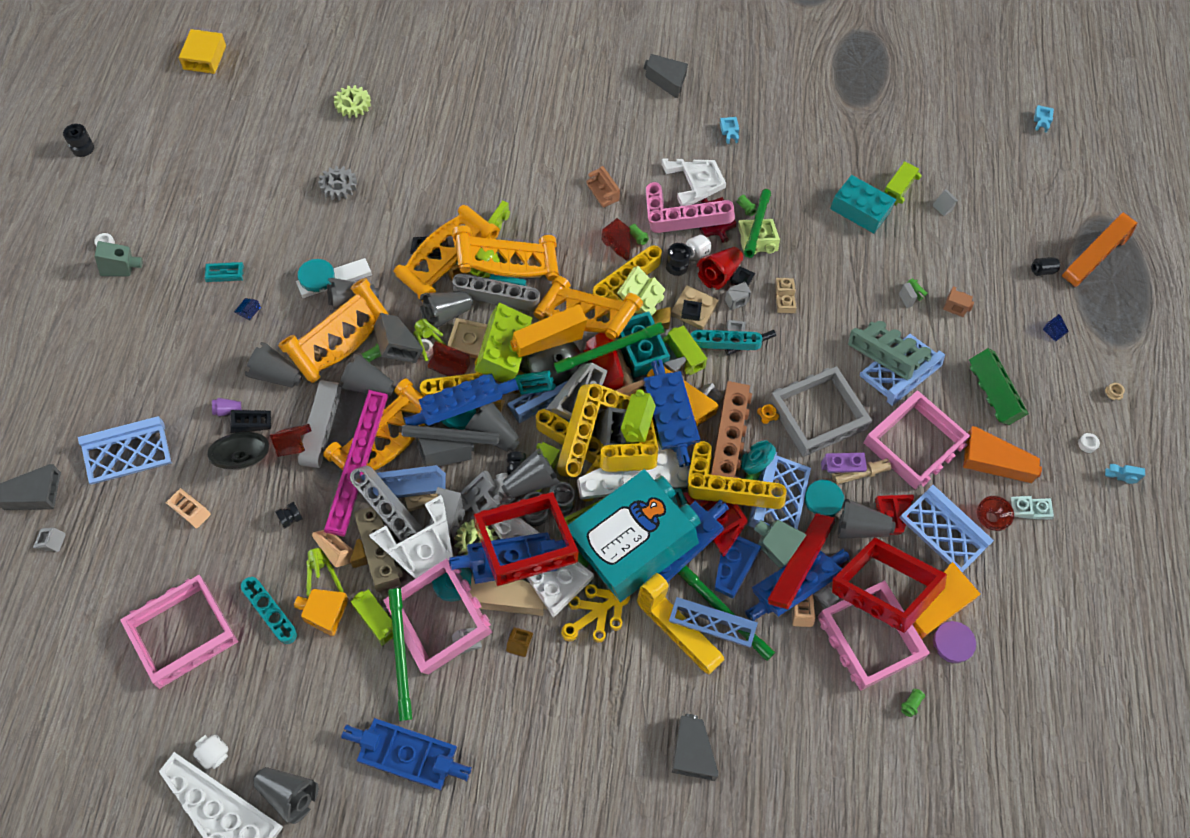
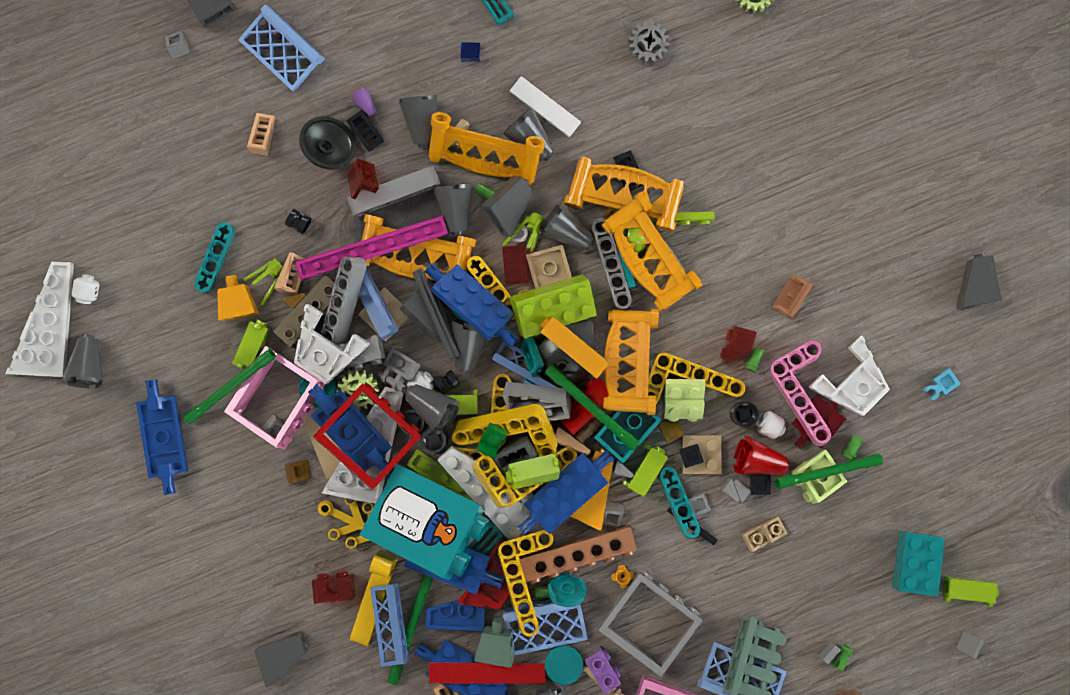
camera: 70 degrees right, 25 degrees up
(192, 659) = (130, 183): bright pink window -> none
(314, 275) = (535, 91): teal tile -> none
(590, 437) = (491, 440): none -> green bracket
(648, 674) = (323, 593): none -> clear red brick

